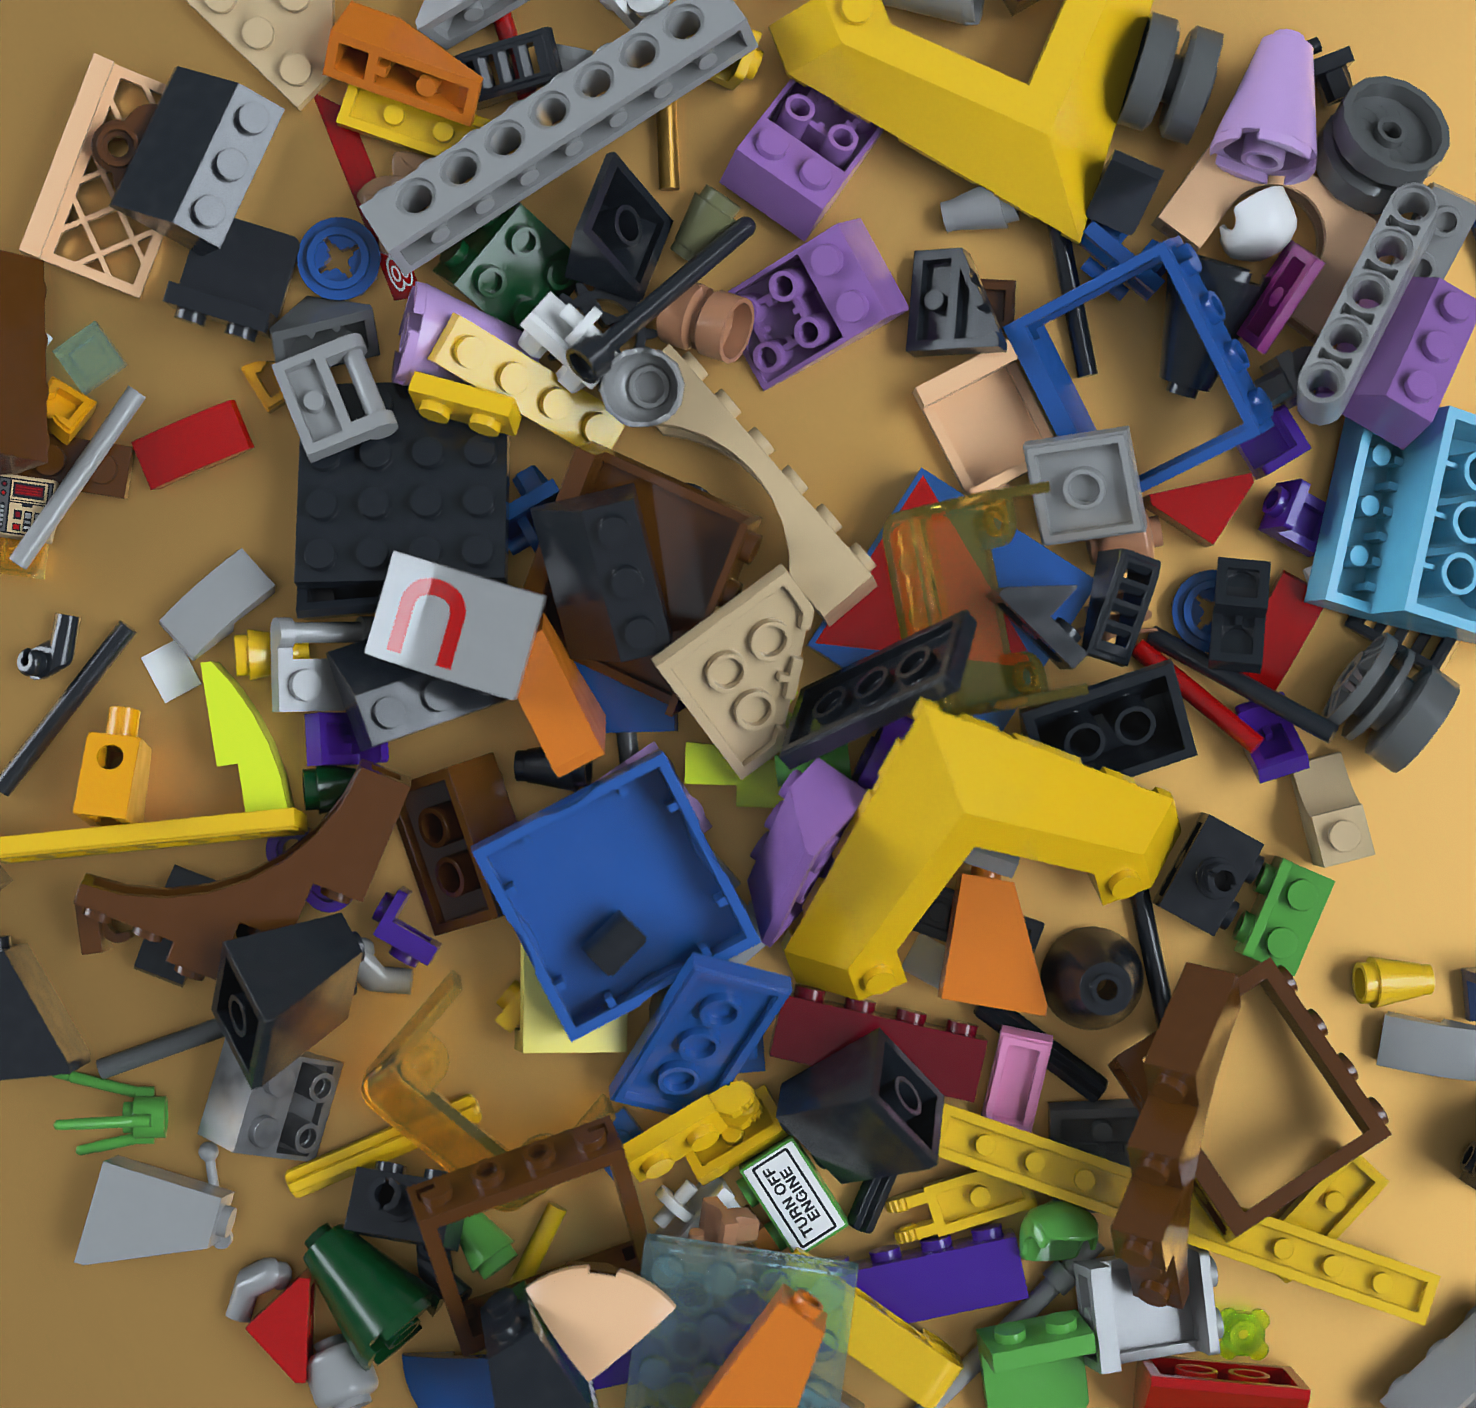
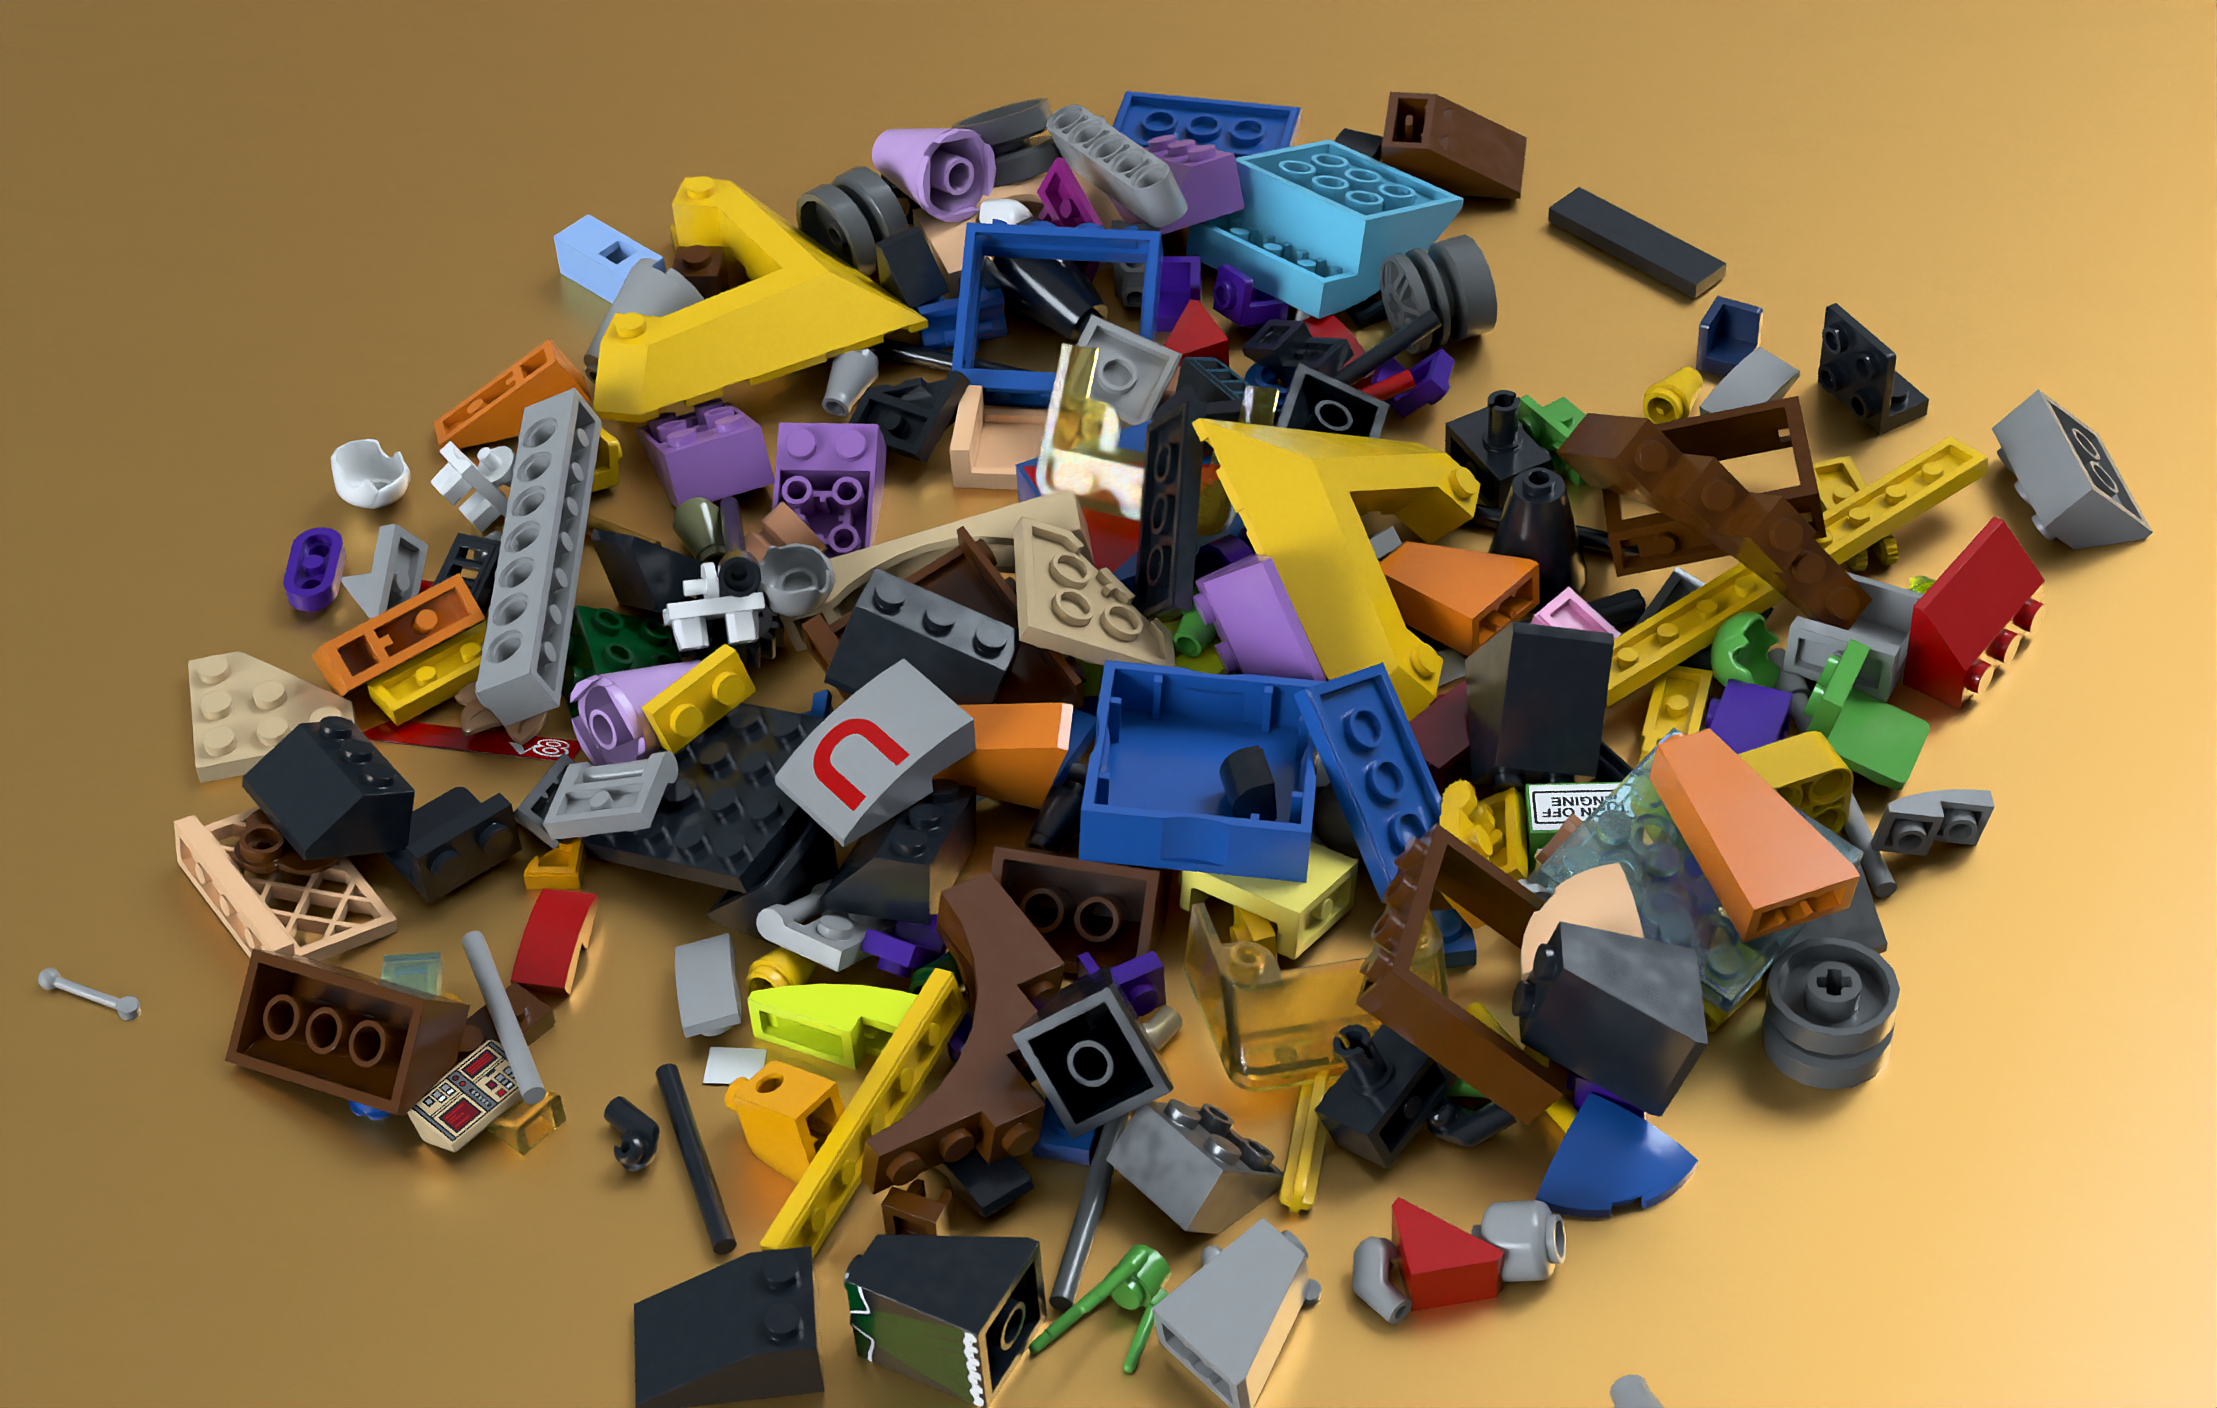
camera: 55 degrees left, 45 degrees down
(315, 254) = (487, 761): blue gear -> none
(367, 1293) = (1446, 1166): dark green cone -> none
(500, 368) = (771, 668): yellow plate -> none
(1331, 812) = (1520, 365): tan arch -> none

